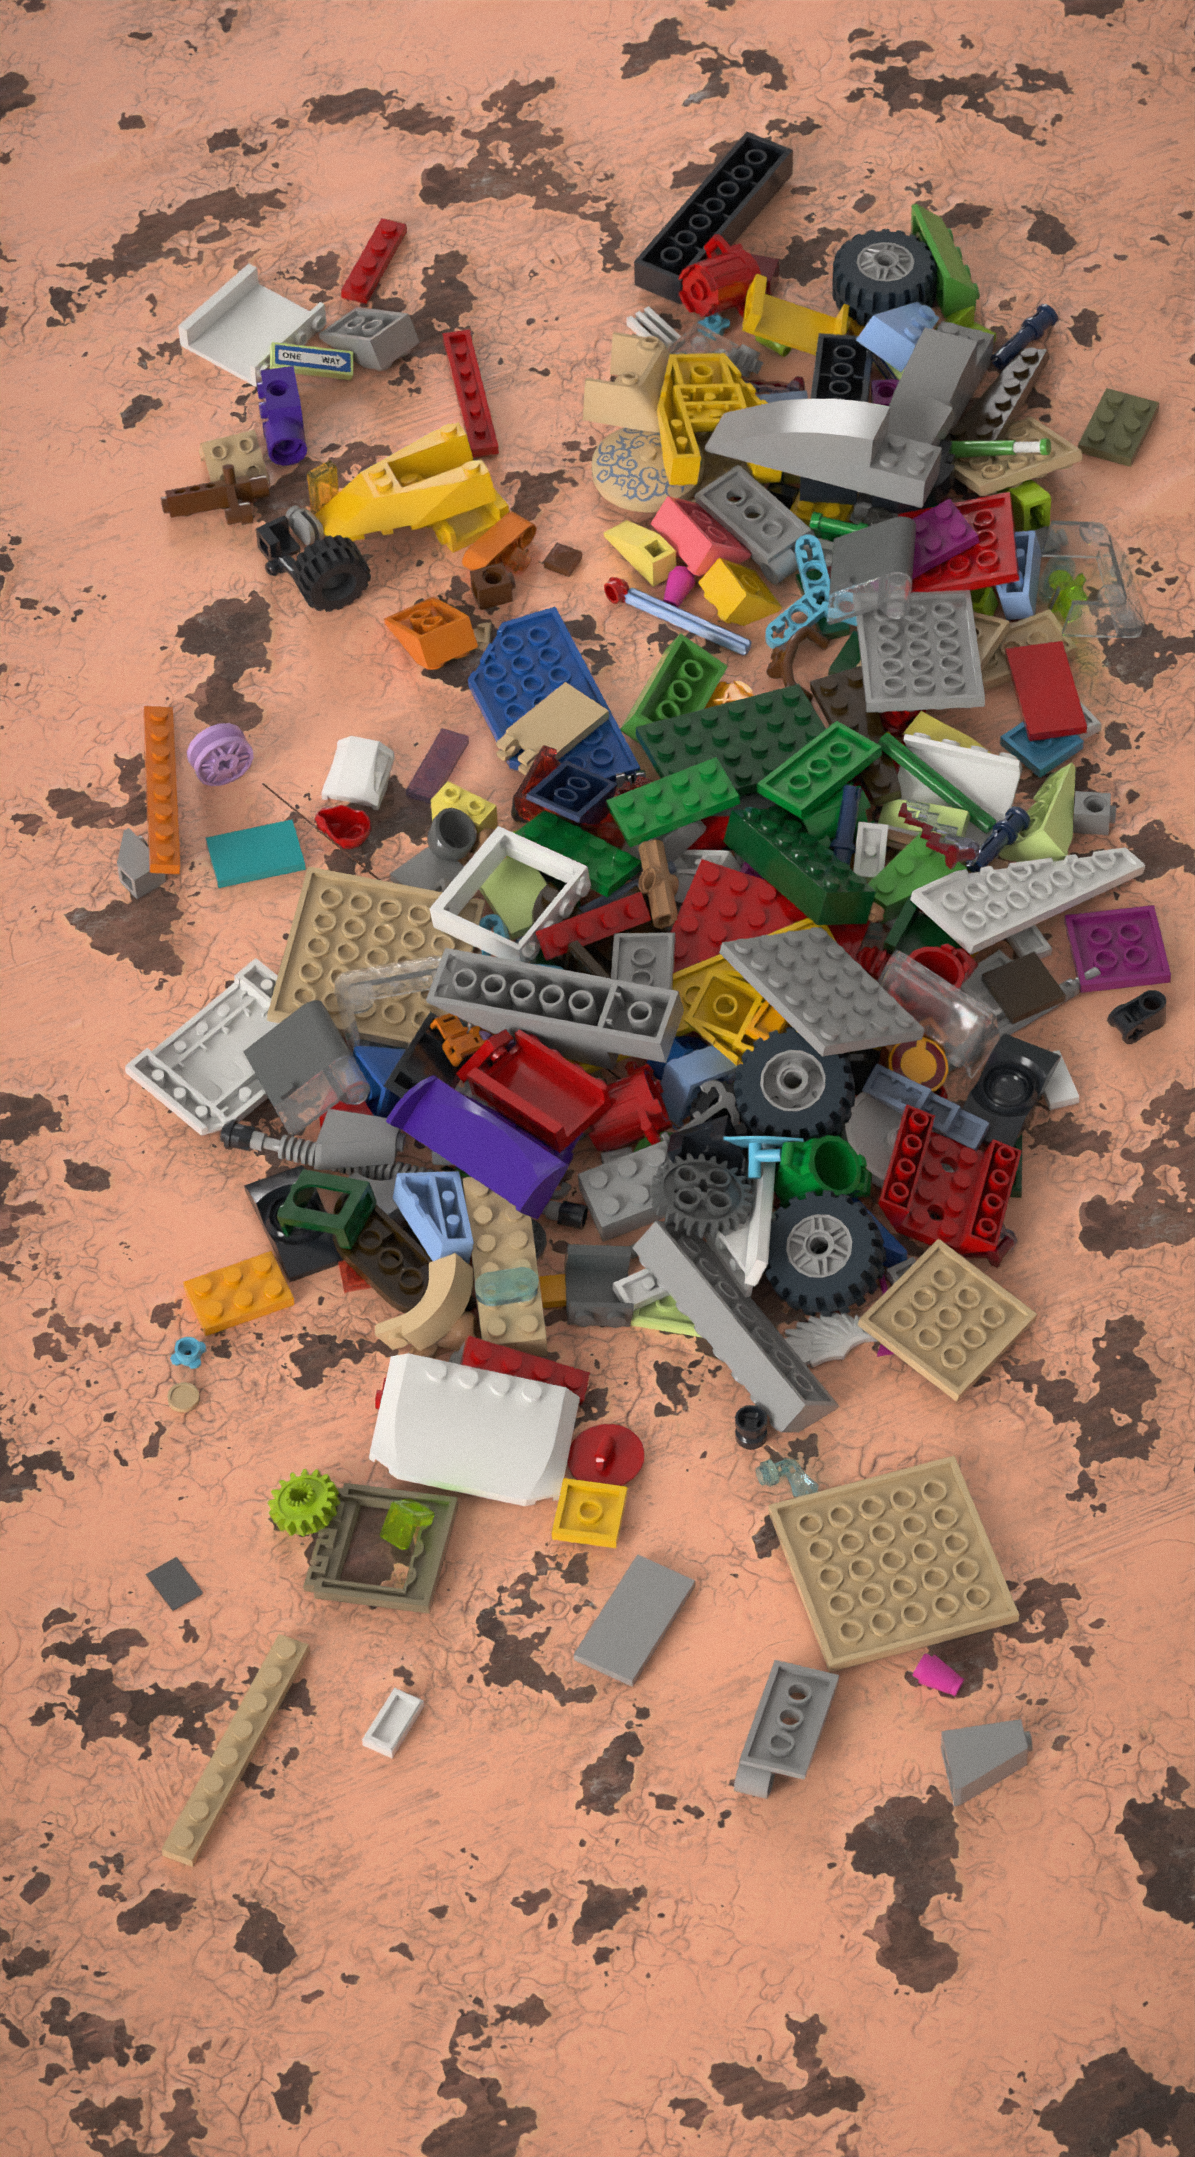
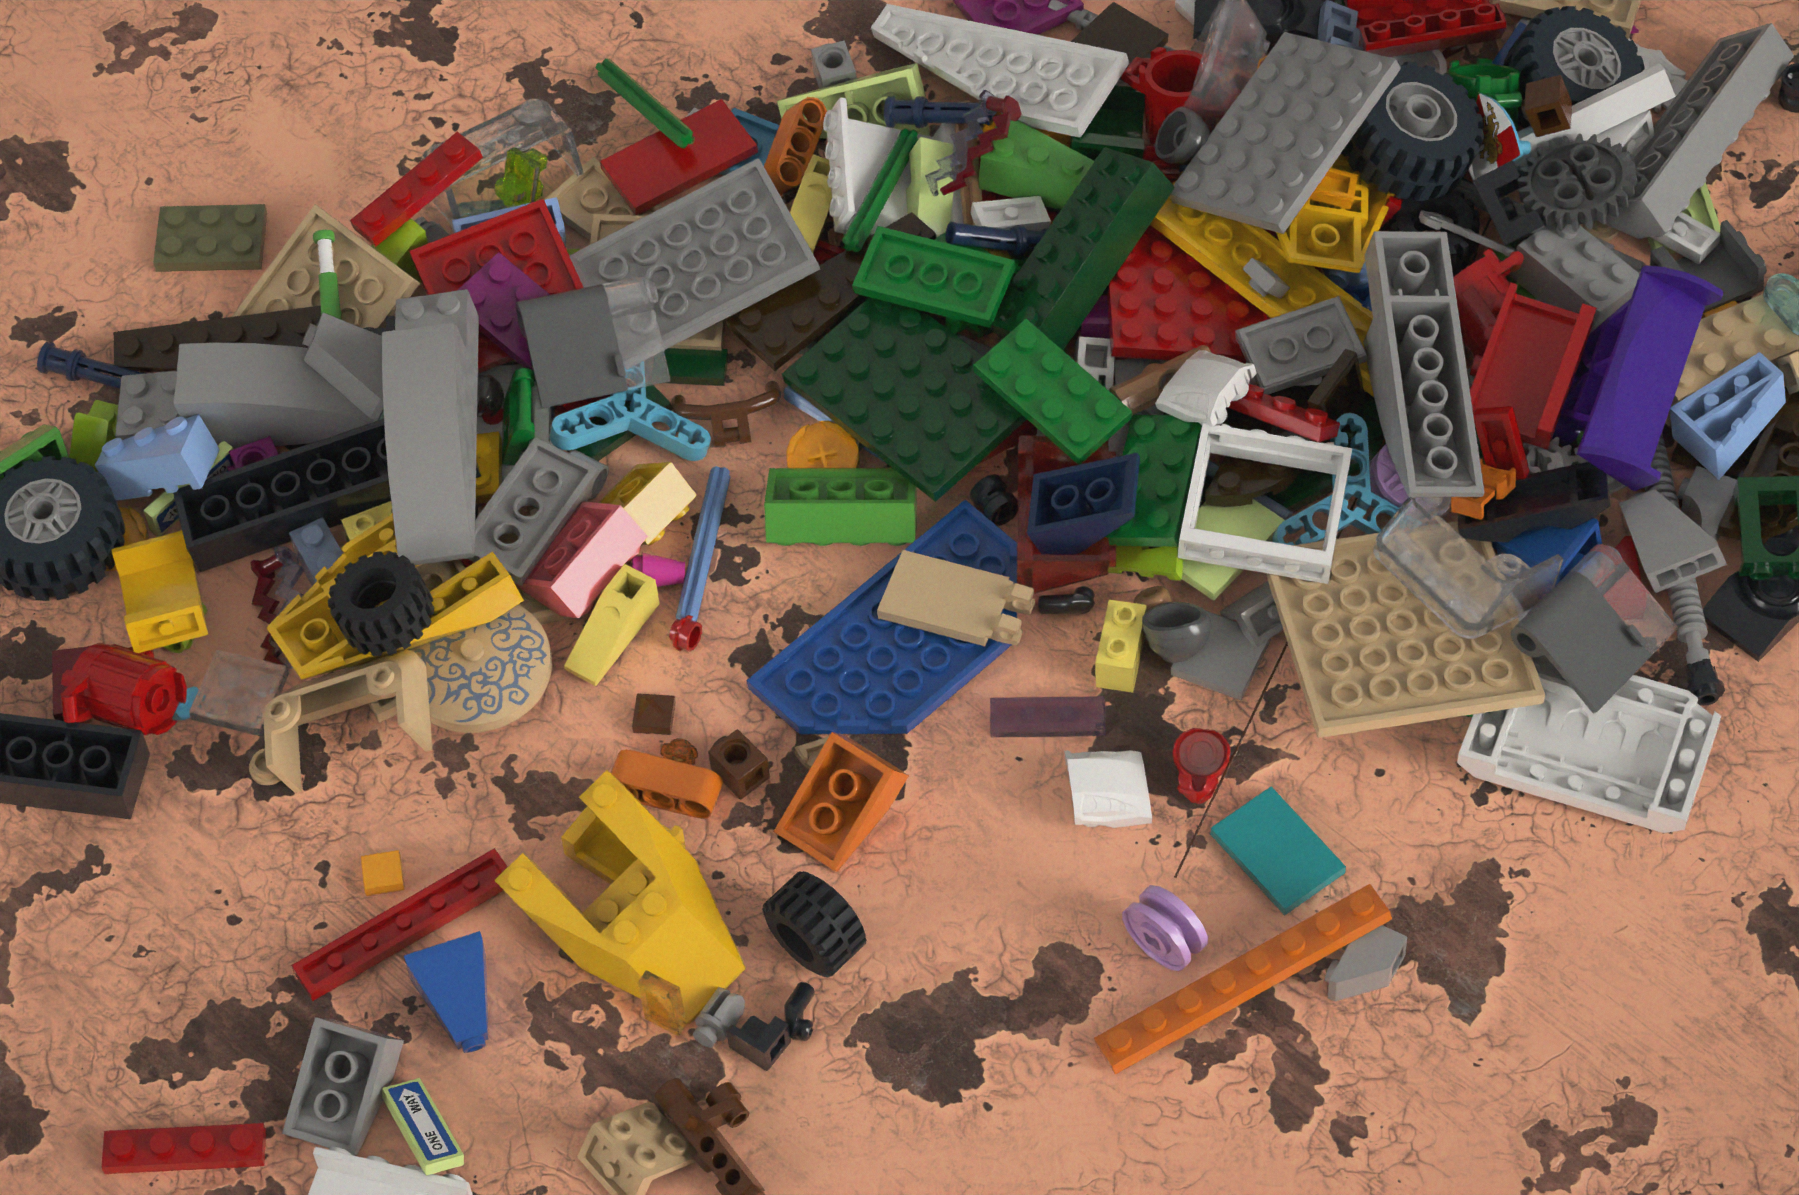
camera: 110 degrees left, 5 degrees up
(283, 416) = (549, 1106): dark purple brick -> none
(401, 398) = (455, 987): none -> blue slope
(518, 395) = (382, 873): none -> light orange tile
(620, 883) = (1205, 388): none -> white slope
(655, 324) = (204, 762): white tile -> none
(684, 385) = (370, 583): none -> black tyre
(705, 958) = (1264, 279): none -> light grey plate
(746, 360) = (241, 634): light grey gear -> none
(772, 1185) = (1547, 106): none -> reddish brown brick
(869, 955) = (1181, 136): none -> dark grey hat
(1029, 758) = (803, 135): none -> orange beam
(1061, 503) = (416, 189): none -> red plate
(1108, 682) = (645, 103): none -> green axle

